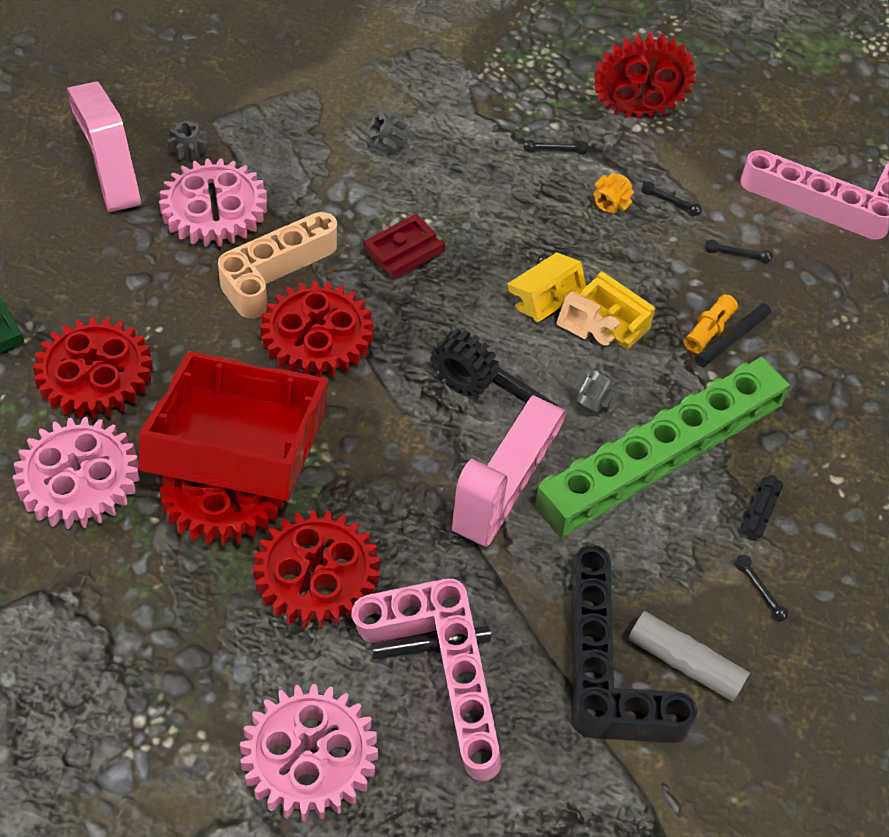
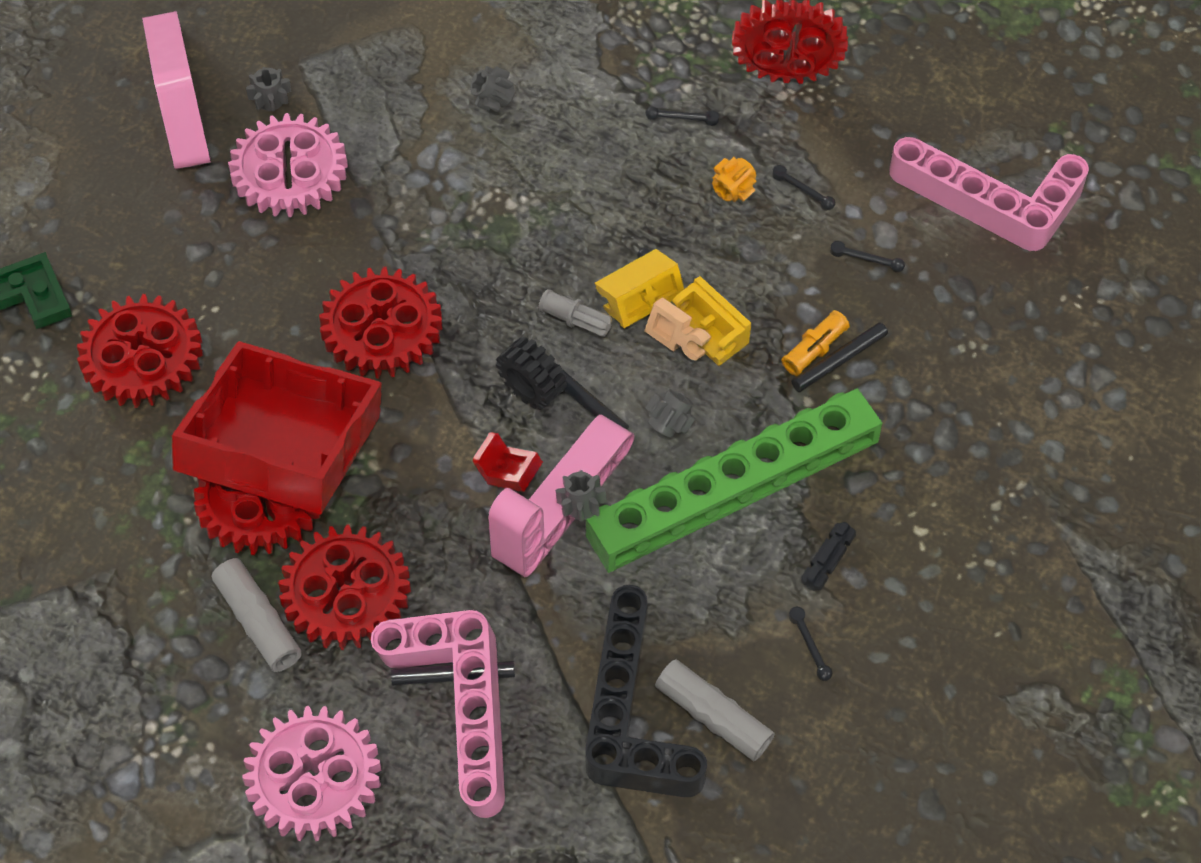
camera: 10 degrees right, 5 degrees up
(76, 472) = (111, 465): bright pink gear -> none
(234, 602) = (256, 615): none -> light grey axle
(254, 264) = (387, 216): light nougat beam -> none
(403, 246) = (489, 230): dark red plate -> none
(452, 447) = (506, 465): none -> red bracket
(493, 311) = (575, 313): none -> light grey axle
(533, 465) = (581, 495): none -> dark grey gear

